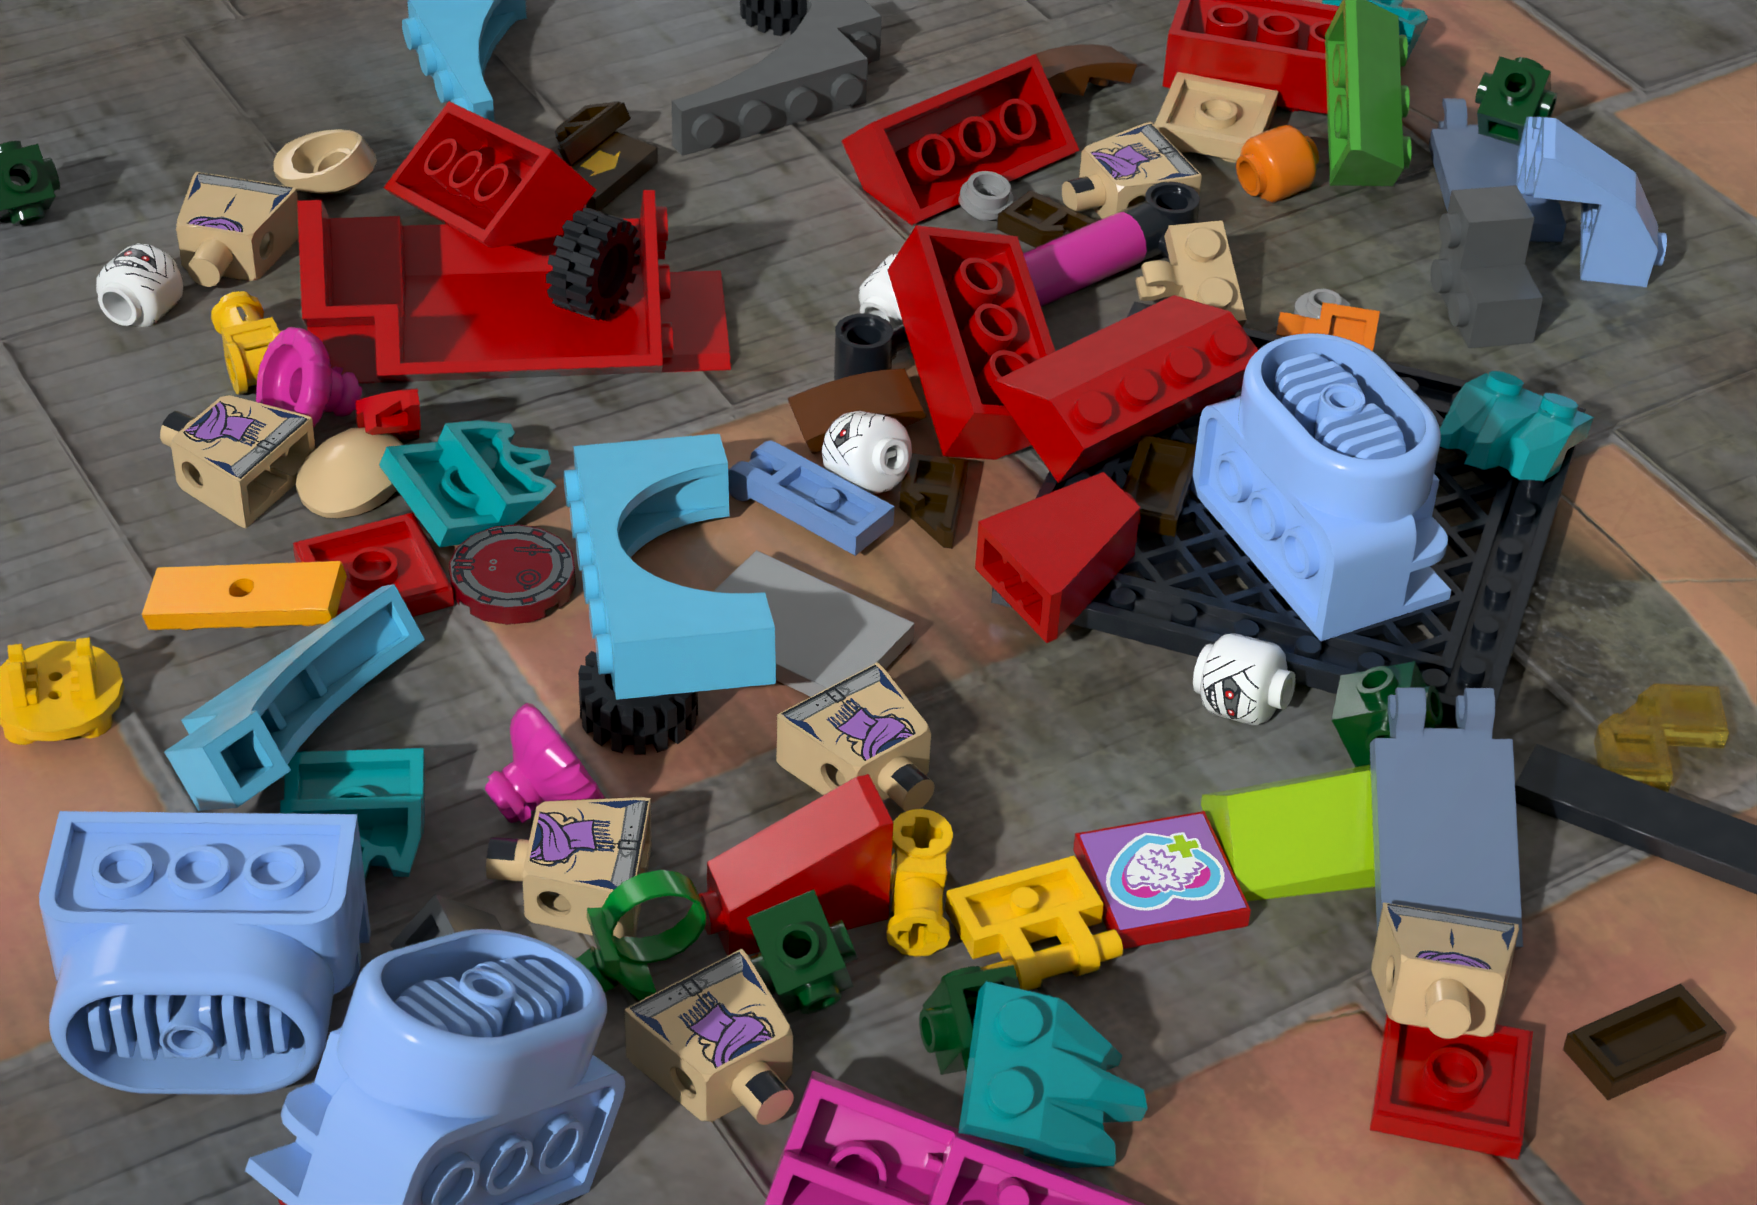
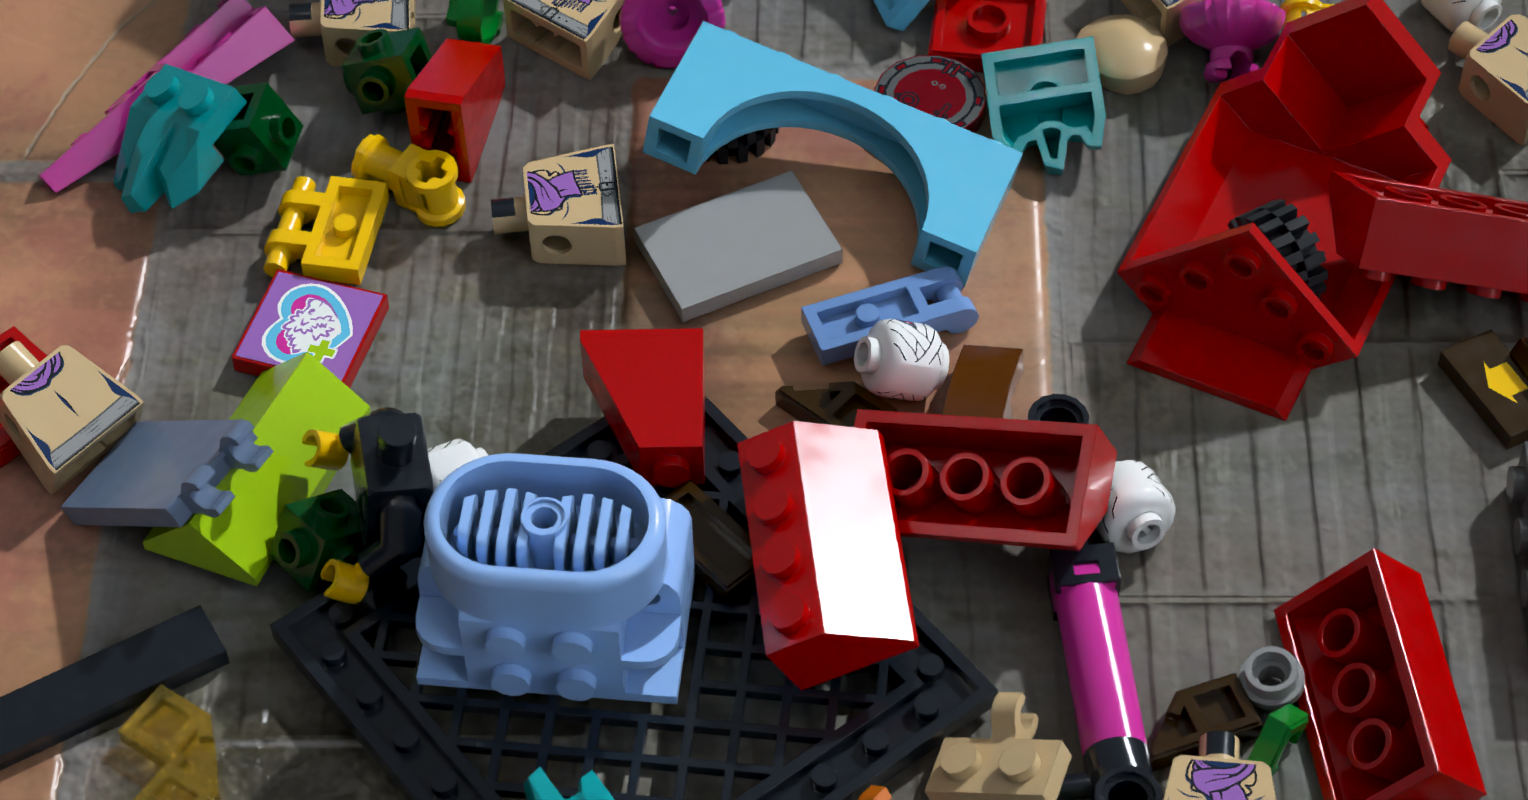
camera: 125 degrees right, 10 degrees up
(390, 413) = (1160, 69): red slope -> none
(1037, 173) = (1280, 728): none -> green tile
(1330, 630) = (390, 490): none -> black torso

